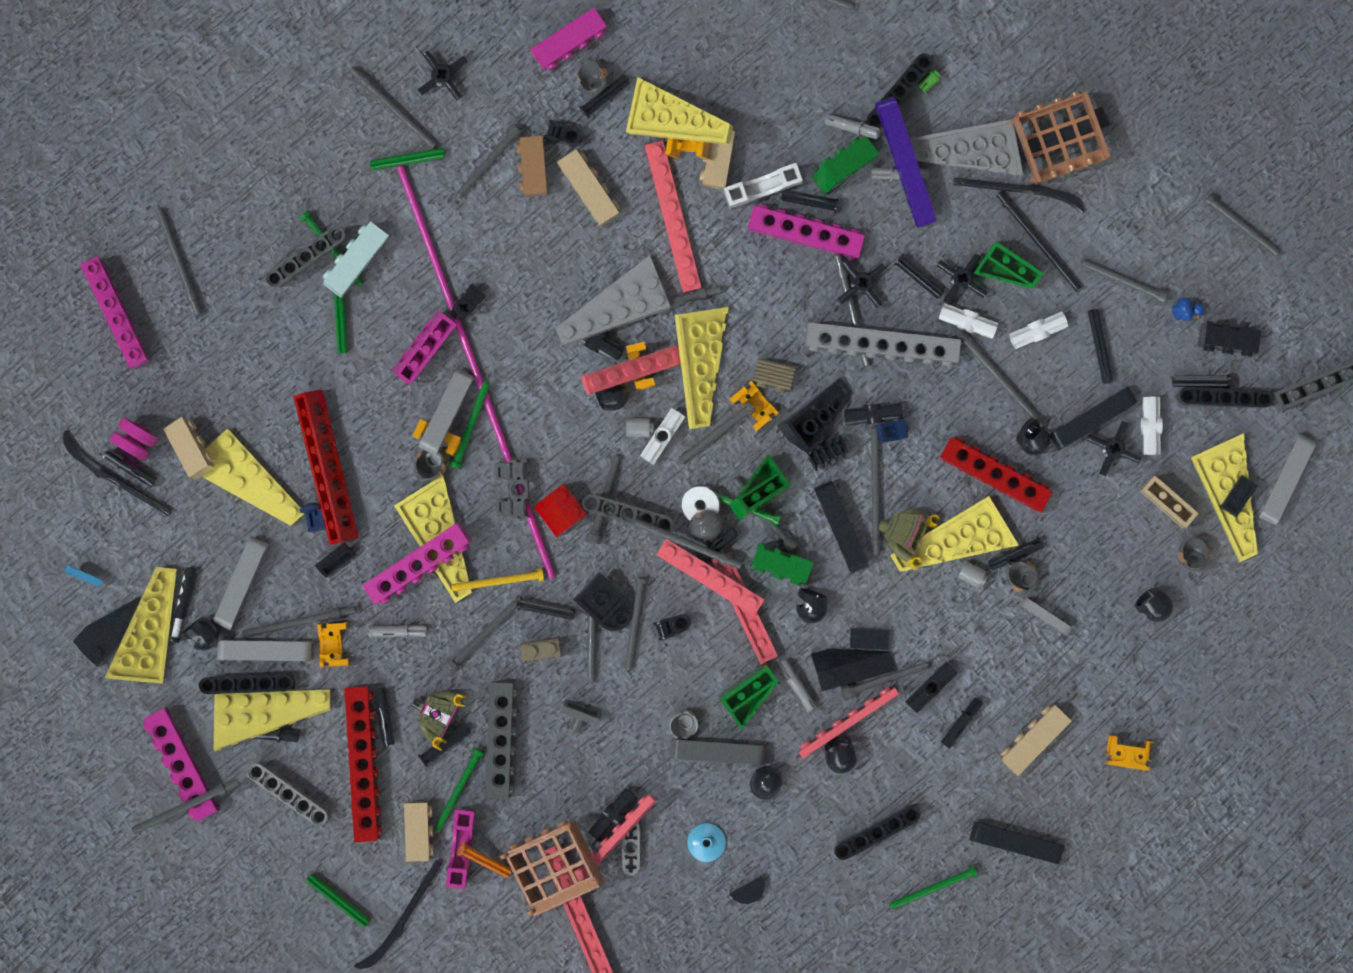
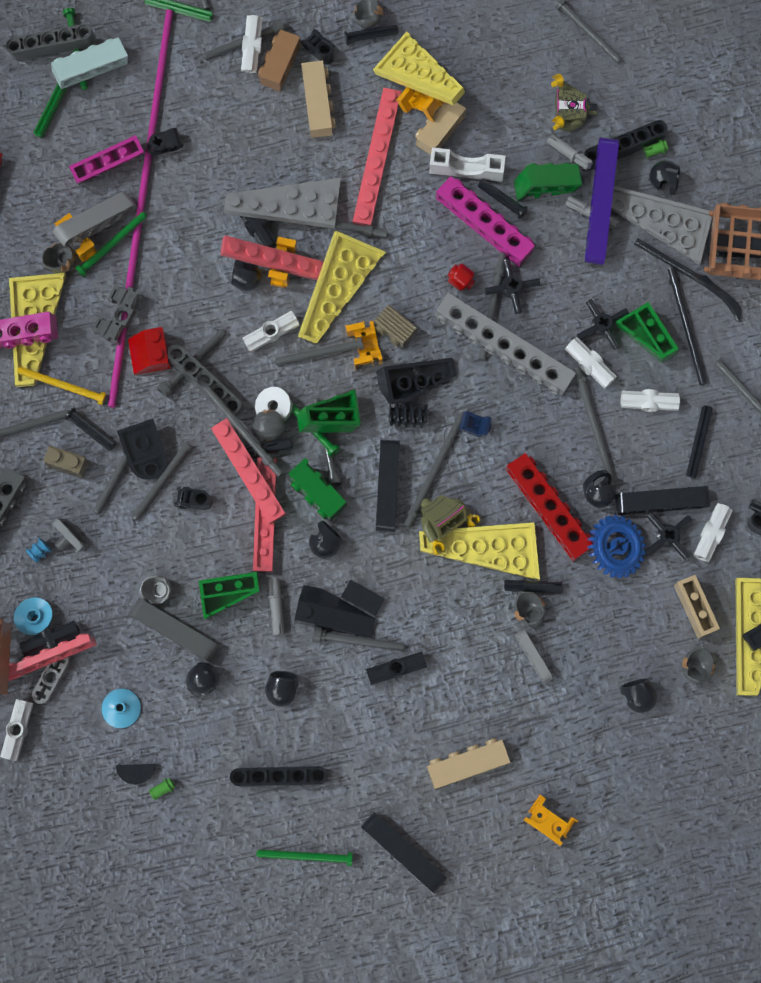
camera: 25 degrees right, 10 degrees down
(499, 164) = (251, 44): none -> white piece
(559, 741) = (38, 550): none -> dark azure bush
(577, 800) = (27, 610): none -> medium azure dish
(624, 895) = (12, 743): none -> white piece
(638, 427) = (254, 314): light grey brick -> none
(780, 893) = (162, 788): none -> bright green pin
(810, 297) = (461, 277): none -> red head
(830, 79) = (570, 106): none -> torso
(854, 716) = (296, 662): coral plate -> none
(873, 414) = (466, 401): black piece -> none
(919, 277) = (565, 305): black axle -> none
(950, 103) = (663, 173): none -> black helmet
(961, 723) = (408, 715): black axle -> none
(972, 574) = (484, 585): light grey brick -> none
(1064, 487) = (603, 548): none -> blue gear

